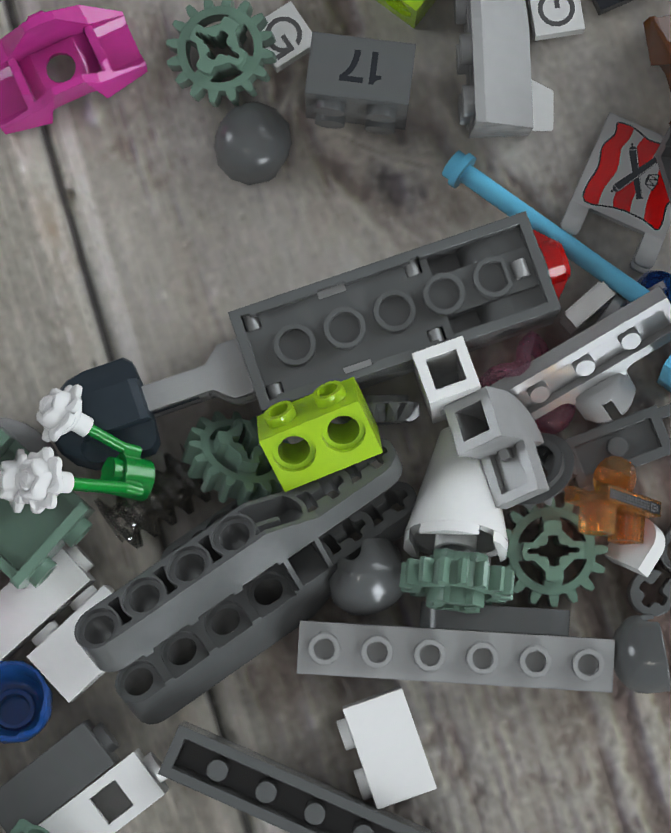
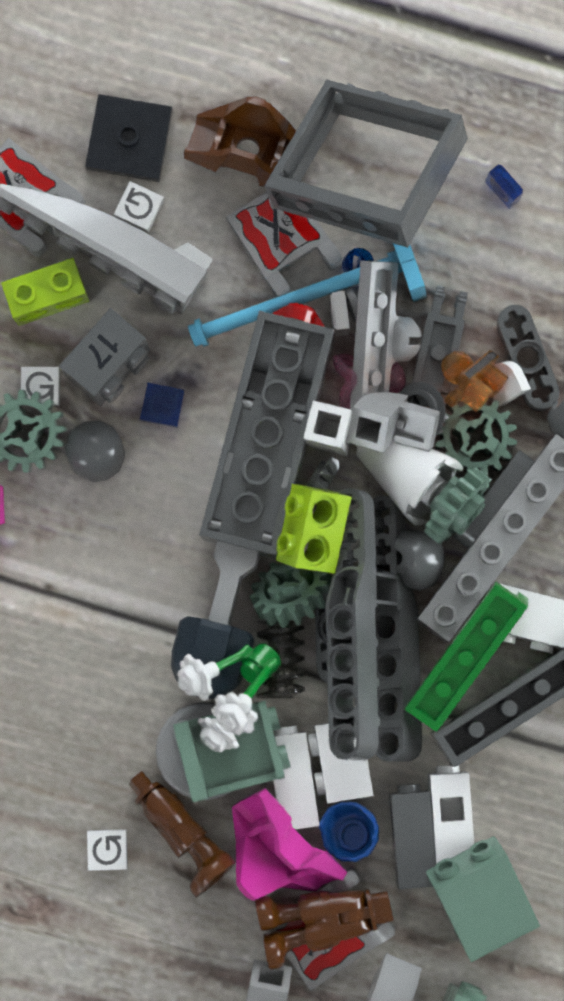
camera: 60 degrees left, 0 degrees up
(292, 704) = (467, 656): none -> green fence
(352, 182) = (162, 405): none -> clear blue tile

